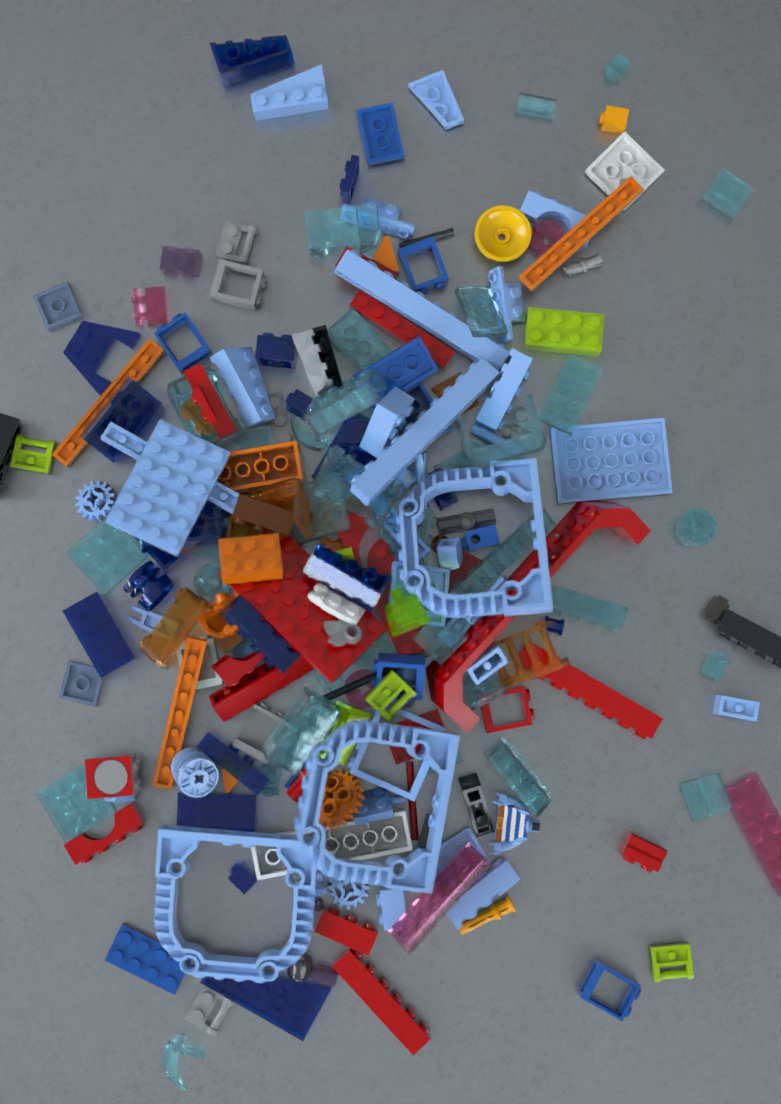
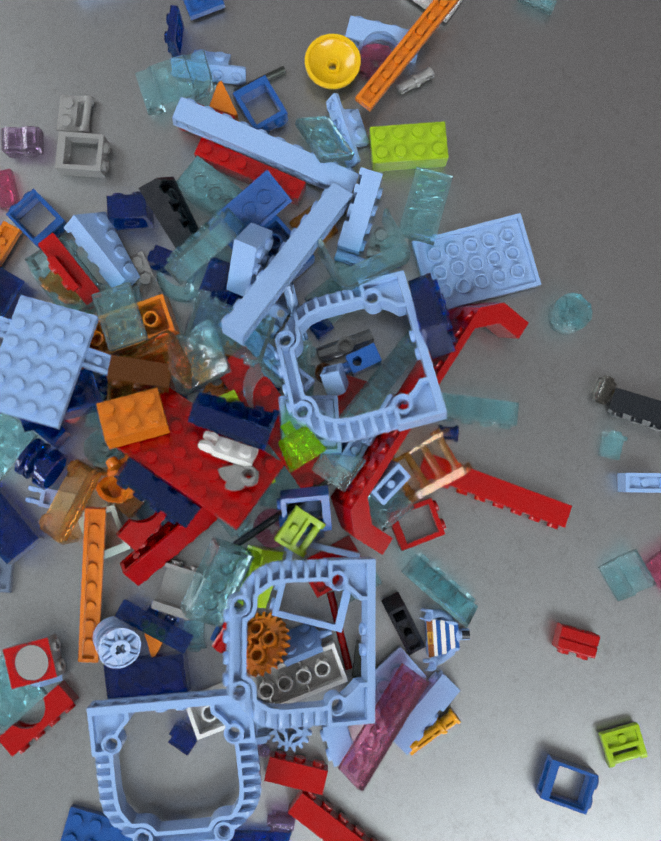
camera: 15 degrees left, 0 degrees up
(251, 456) = (119, 316): none -> clear light blue plate
(301, 969) = (258, 820): clear smoke head -> none
(556, 508) = (432, 315): none -> clear blue brick

